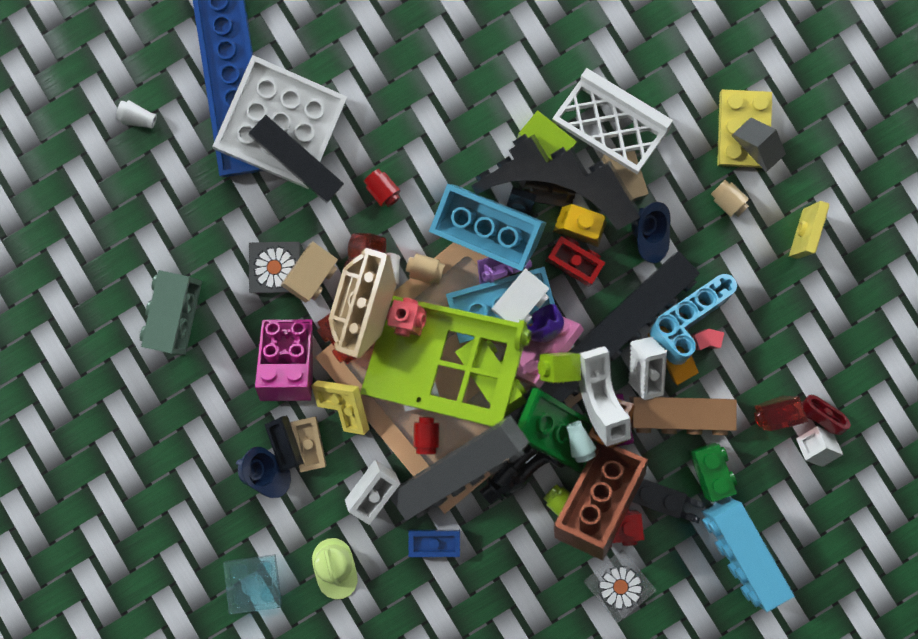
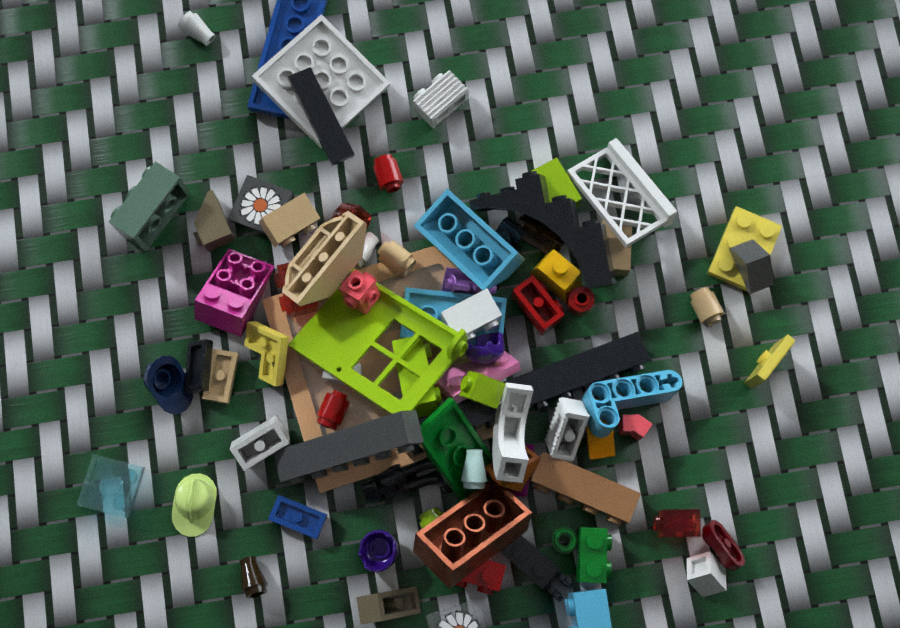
camera: 20 degrees right, 10 degrees down
(237, 304) = (212, 224): none -> dark tan slope
(402, 93) = (440, 98): none -> white brick
(416, 613) = (252, 579): none -> dark brown cone
(520, 545) = (378, 550): none -> dark purple hair
(548, 588) = (388, 605): none -> dark tan slope
(606, 245) = (580, 308): none -> red brick
(653, 231) = (621, 306): dark blue piece -> none
(689, 467) = (573, 540): none -> green plate

